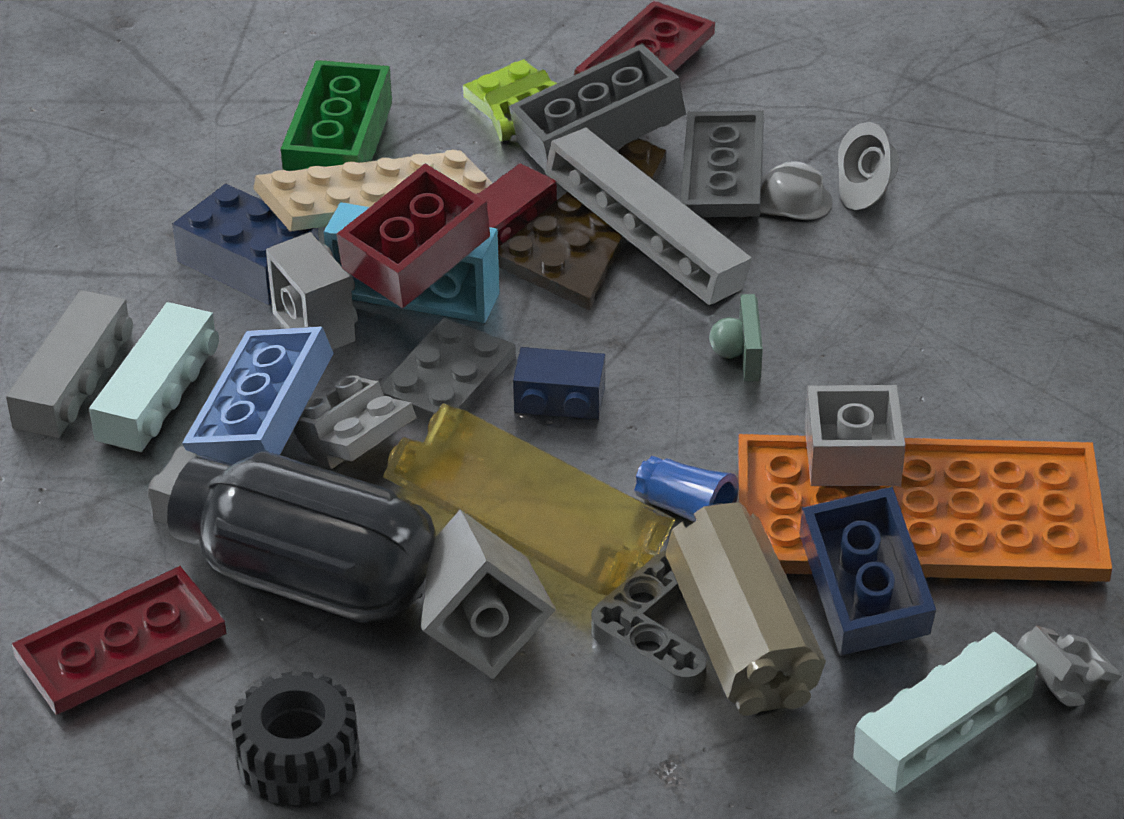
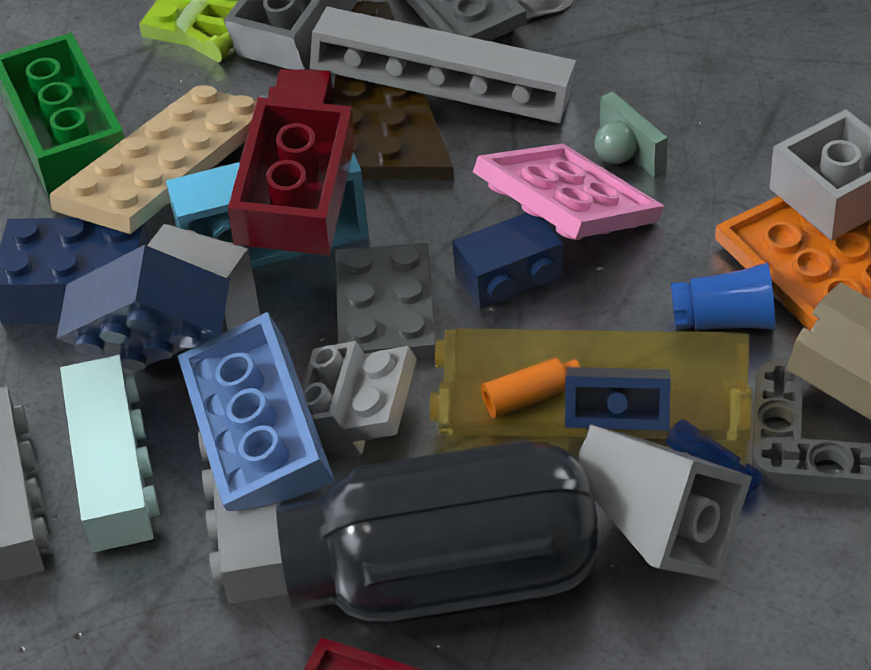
camera: 30 degrees left, 5 degrees up
(243, 284) = (143, 308): none -> dark blue brick
(482, 477) = (525, 386): none -> orange cylinder
(525, 513) = (617, 398): none -> dark blue brick
(560, 592) = (686, 438): none -> clear blue axle
(645, 352) = (567, 190): none -> bright pink plate

